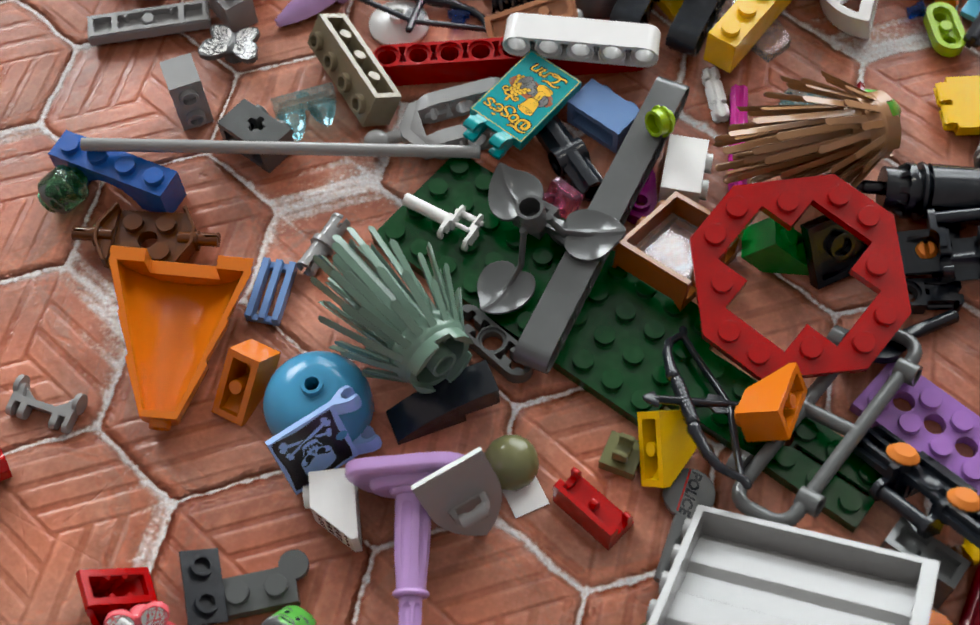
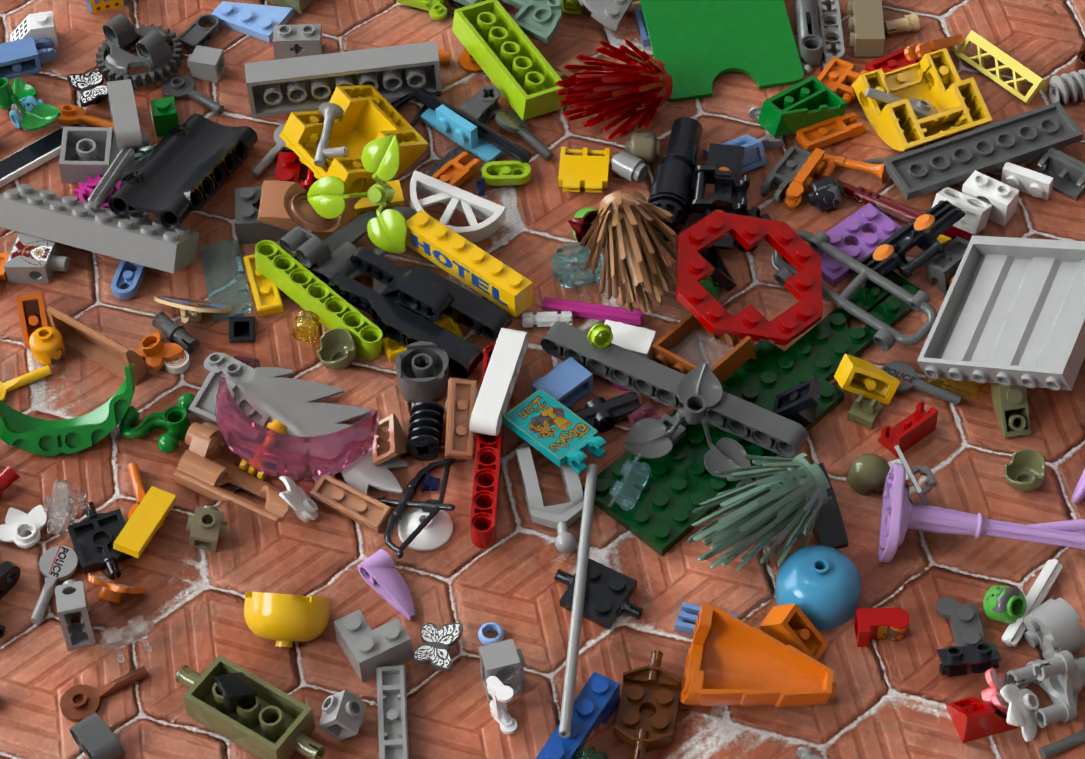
camera: 85 degrees left, 10 degrees down
(154, 106) = (501, 695): none -> white piece
(254, 123) = (544, 628): dark grey brick -> none
(255, 85) = (487, 627): none -> light blue piece
(263, 486) = (880, 624): none -> red leg
(293, 106) = (514, 586): clear light blue tile -> none
(308, 185) = (605, 594): none -> black plate
(313, 443) = (839, 549): light blue flag -> none
(322, 243) = (665, 584): light grey pin -> none
(335, 505) = (904, 575): white slope -> none
(354, 69) = (490, 549): dark tan brick -> none
(447, 220) = (660, 490): white piece -> none
(465, 187) = (633, 474): none -> clear light blue hinge
(599, 361) = (799, 402): none -> black slope
(717, 403) = (843, 353): black piece -> none
(772, 405) = (848, 310): orange slope -> none

